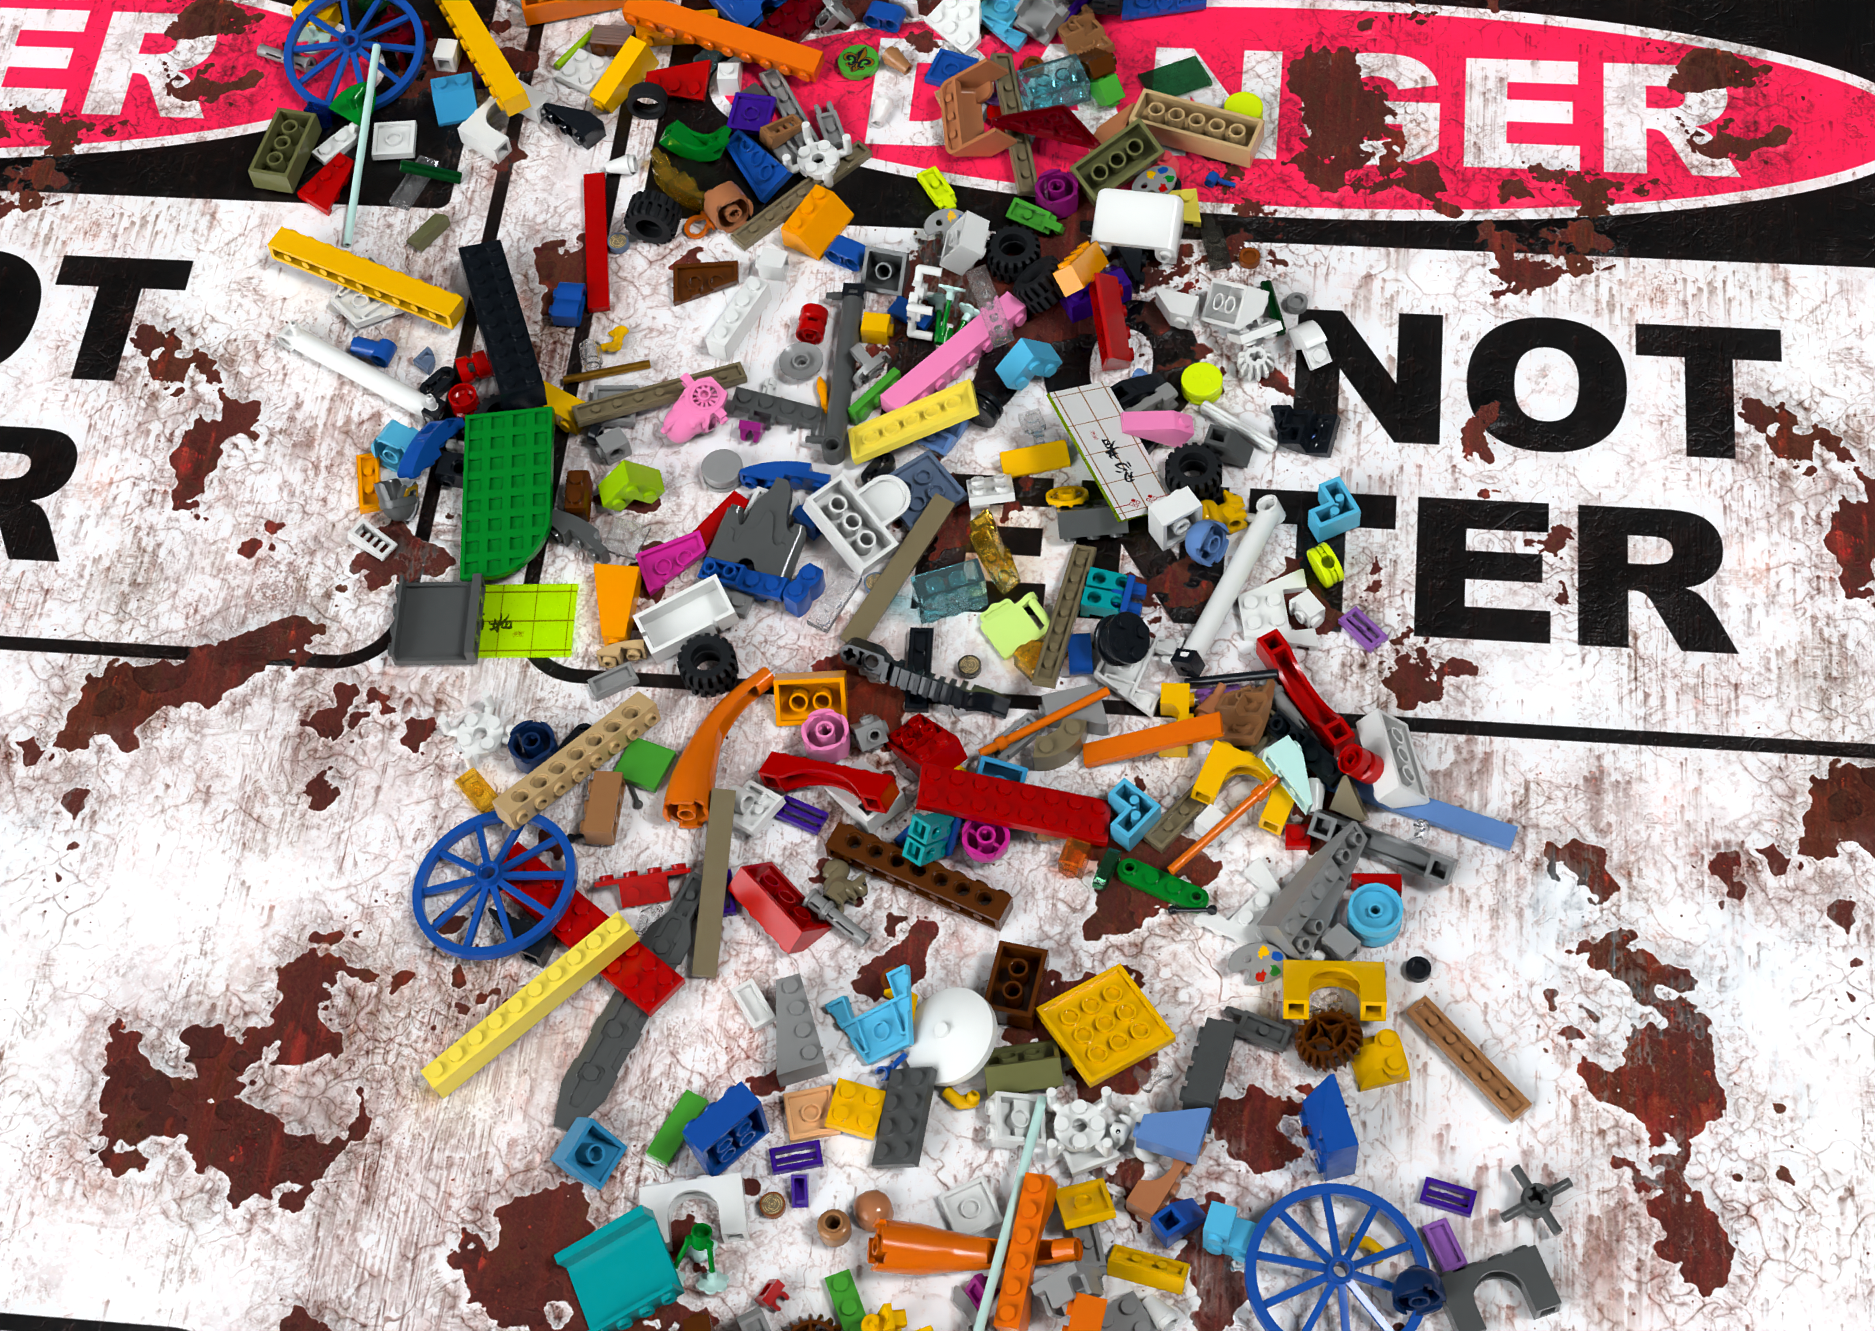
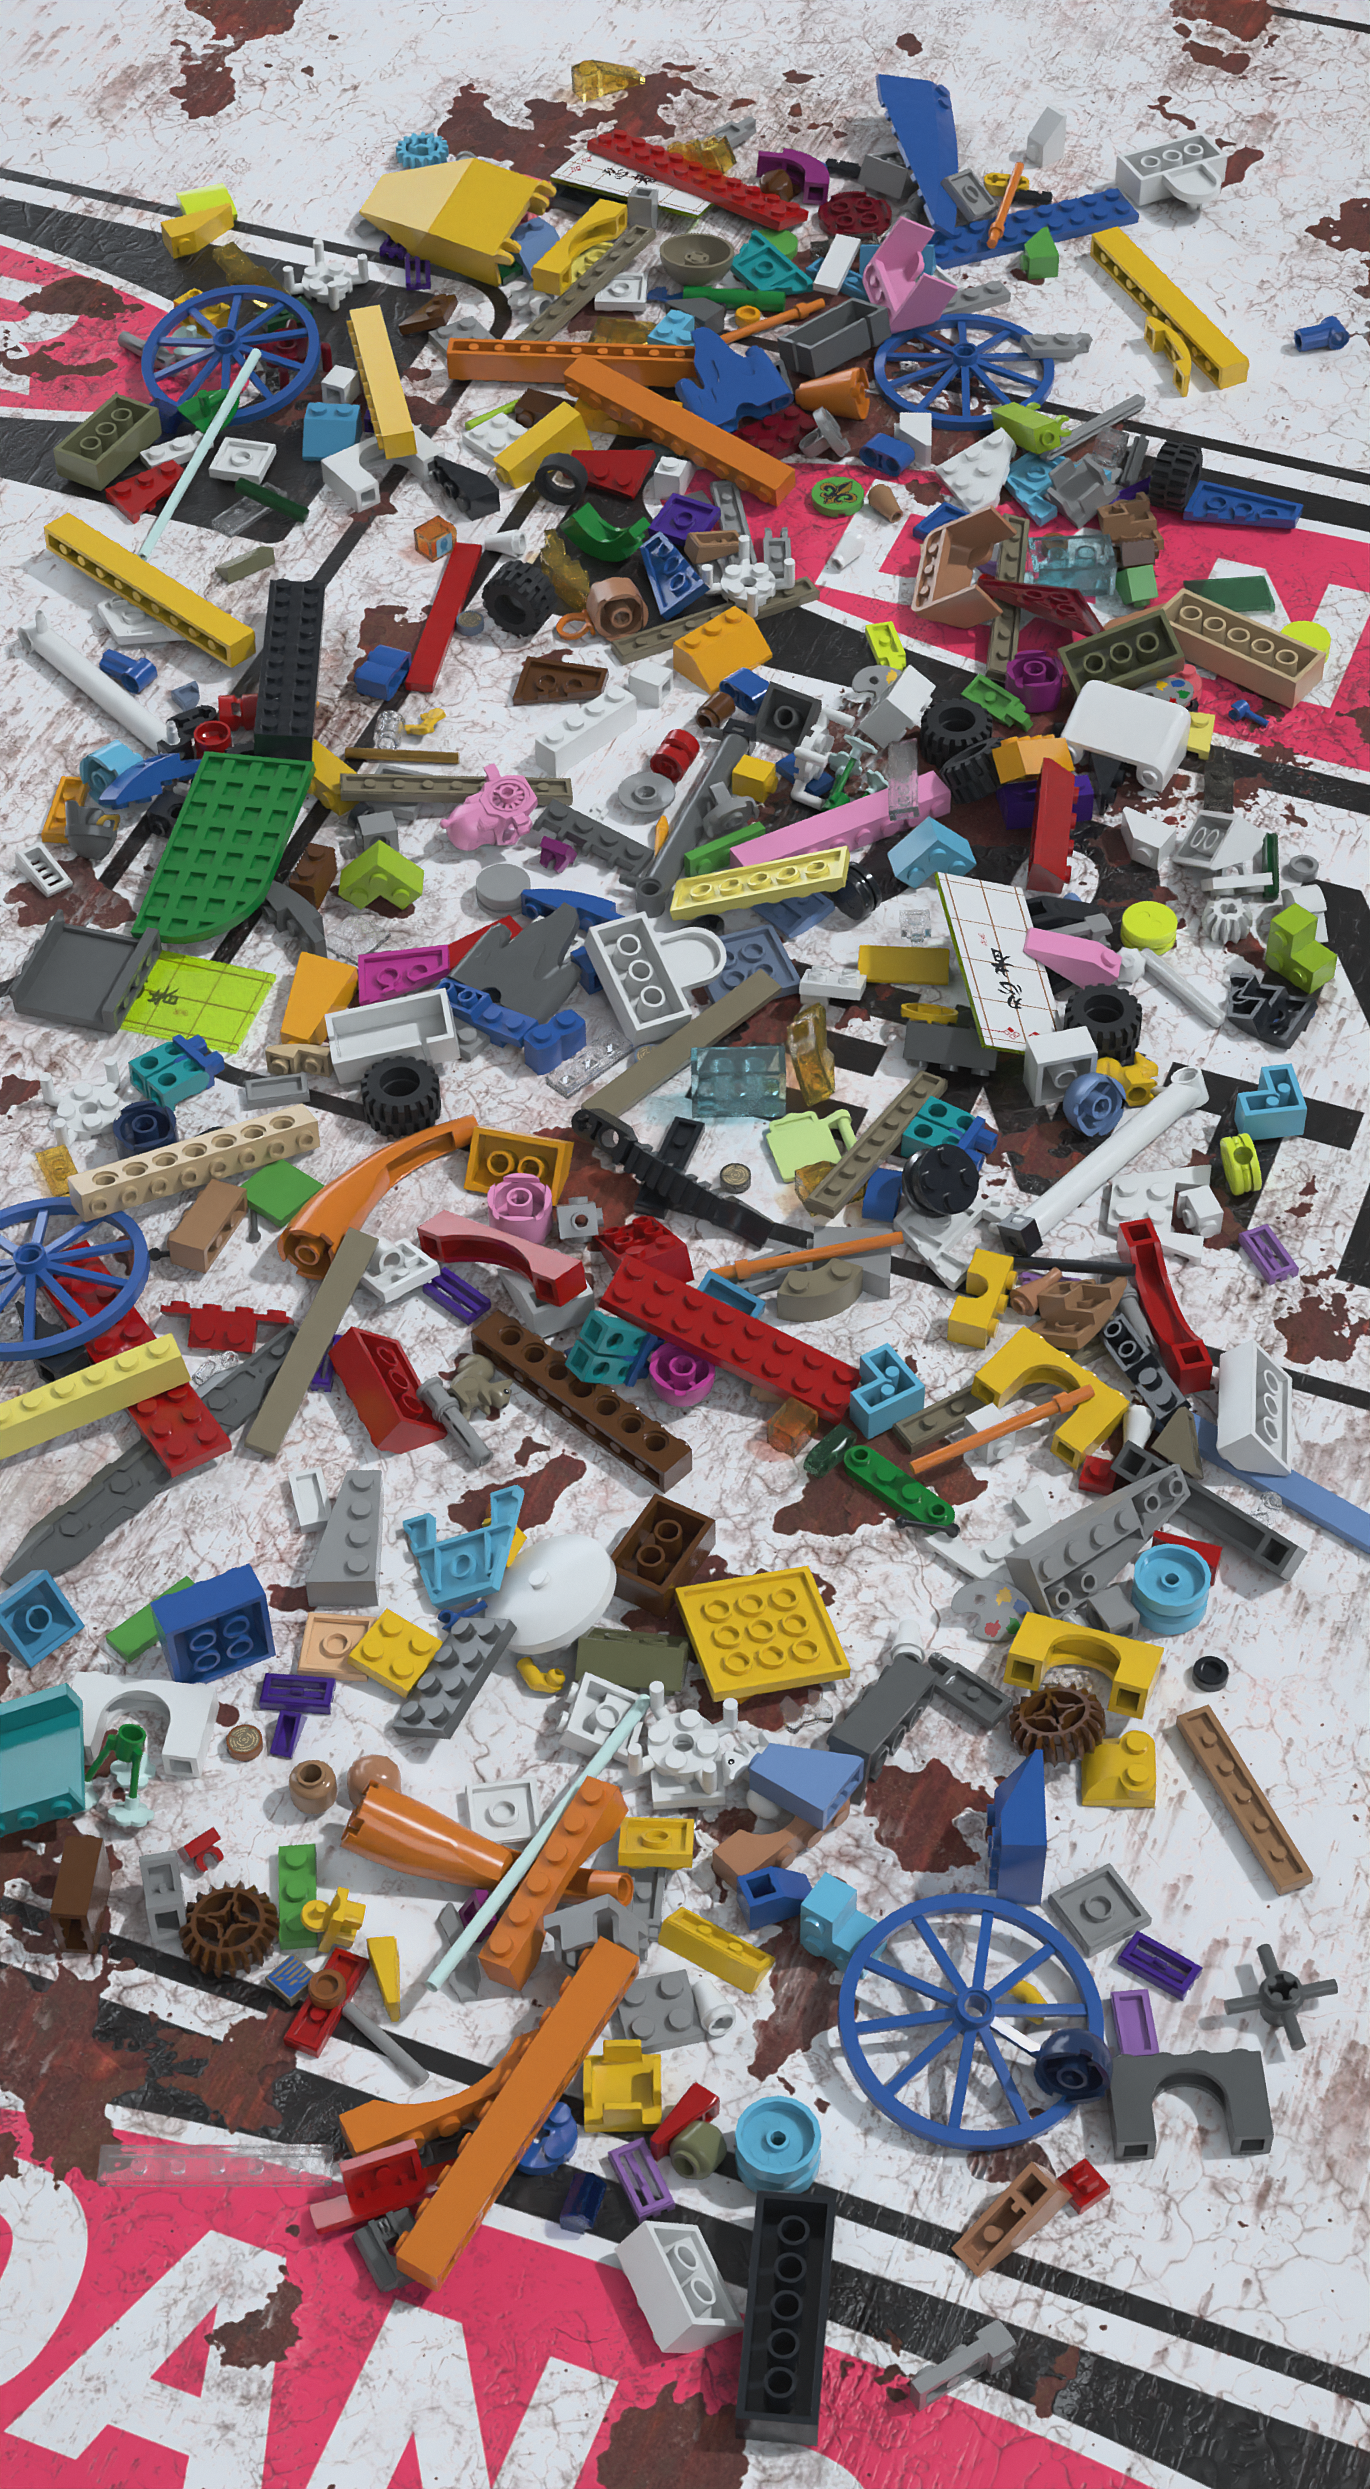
camera: 10 degrees right, 10 degrees down
(533, 686) = (175, 1070): none -> teal hips
(567, 175) = (435, 538): none -> clear orange brick
(829, 276) = (715, 710): none -> reddish brown brick
(1153, 740) = (942, 1310): orange tile -> none
(1199, 417) = (1131, 965): none -> white piece
(1207, 1004) = (908, 1642): none -> white cone
(1229, 445) = (1159, 1002): dark grey slope -> none
(1249, 258) = (1258, 806): dark orange tile -> none
(1288, 763) = (1109, 1372): light aqua slope -> none
(1314, 379) = (1295, 951): none -> lime brick
(1360, 763) = (1208, 1397): red wheel -> none
(1396, 1167) = (1099, 1910): none -> light grey tile

